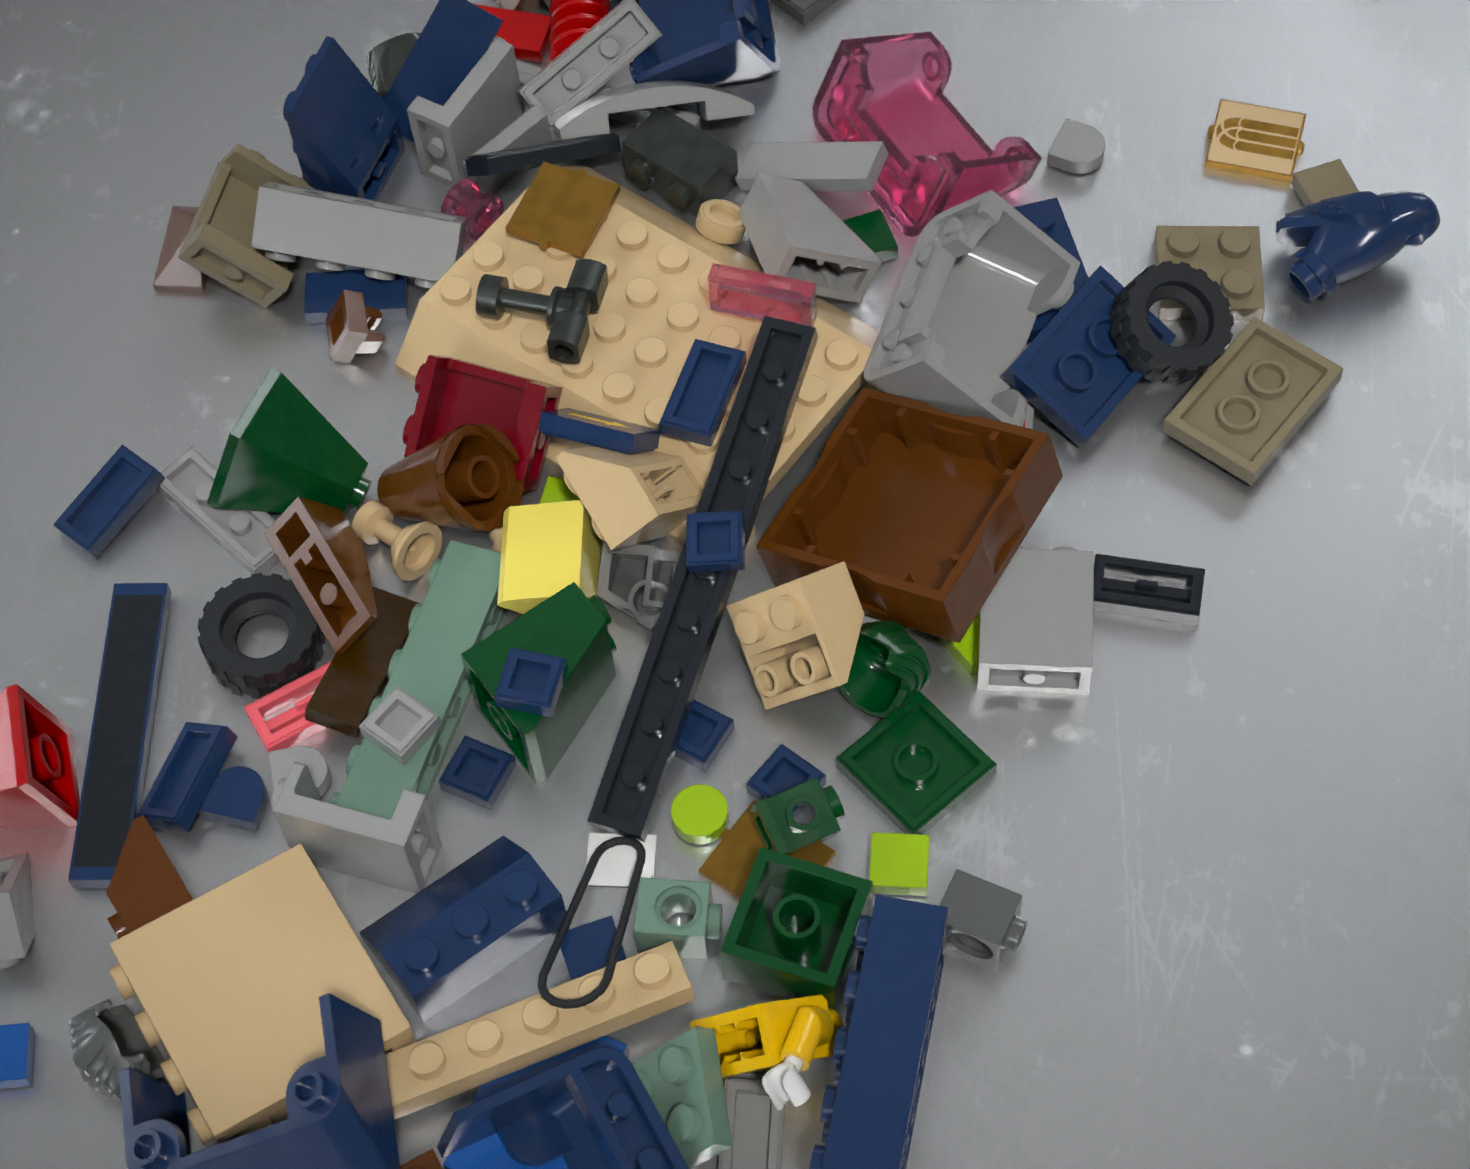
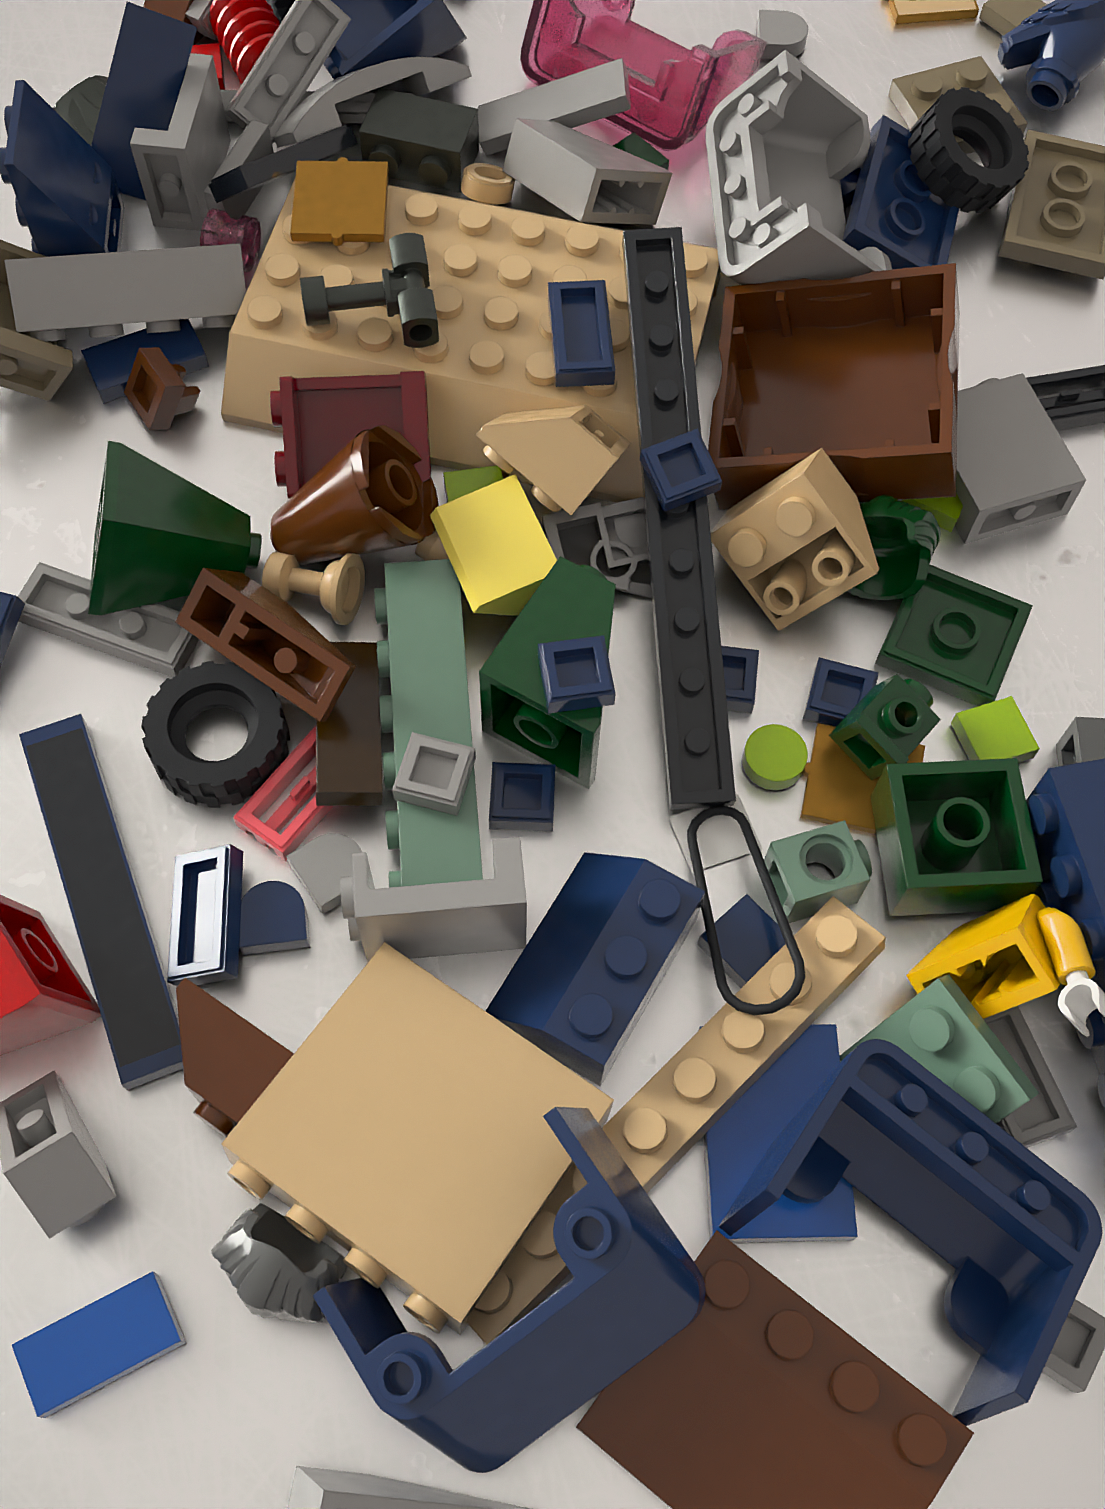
camera: 30 degrees left, 5 degrees up
(599, 431) = (491, 403): dark blue tile -> none
(761, 295) = (592, 220): clear pink tile -> none

